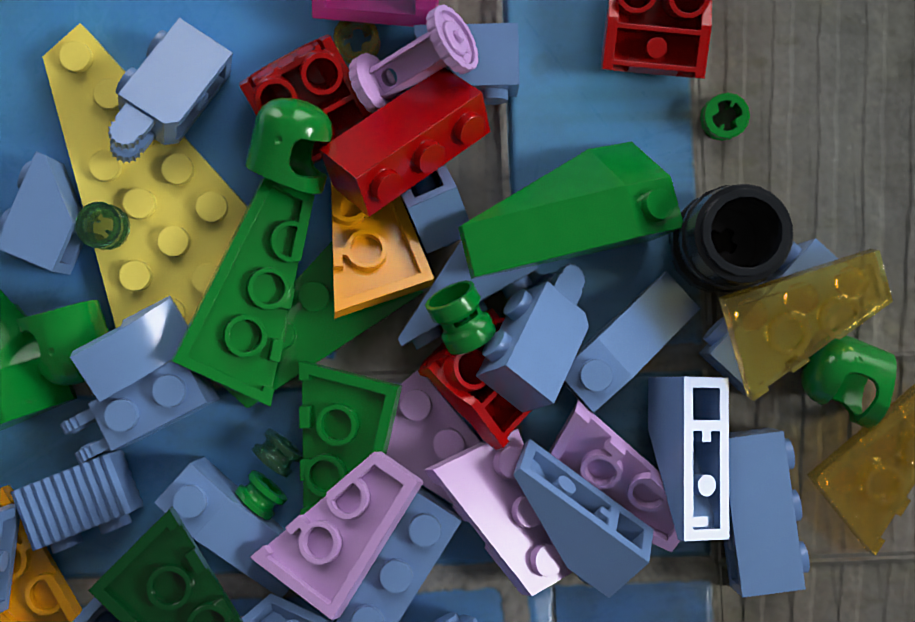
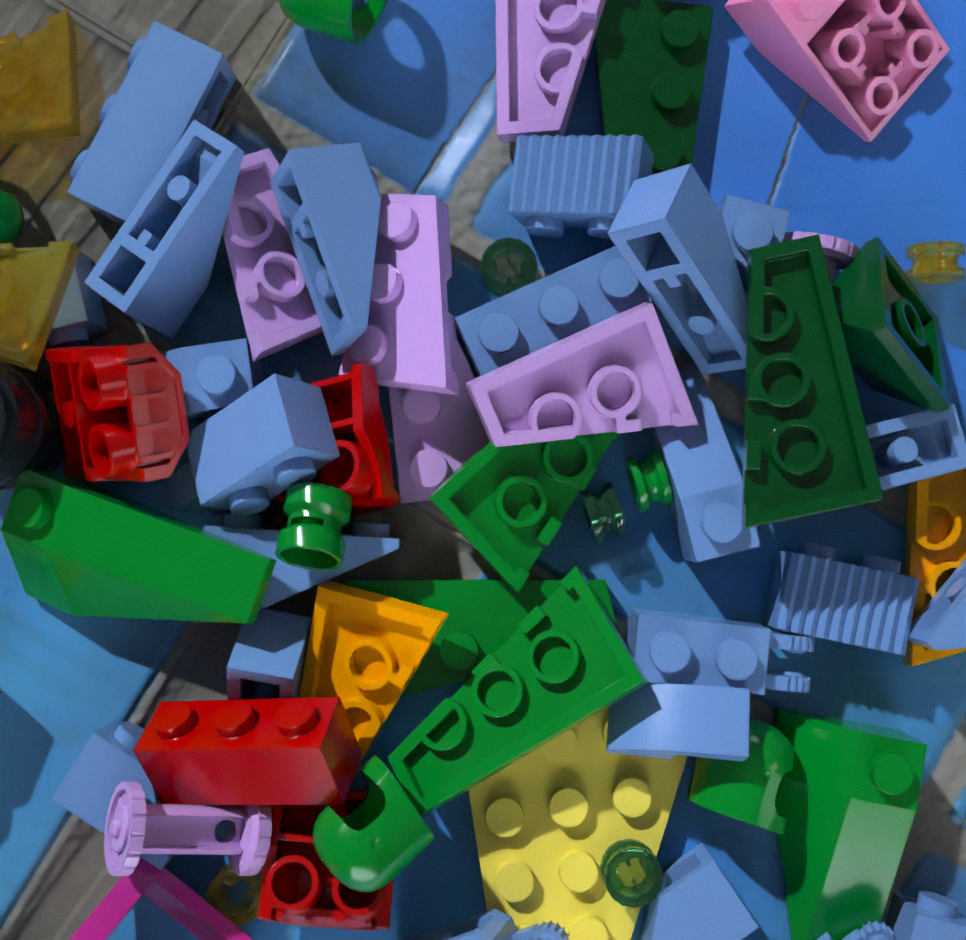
camera: 145 degrees left, 0 degrees up
(438, 584) = (489, 266): none -> clear green bush
(645, 306) = (118, 412): none -> red slope

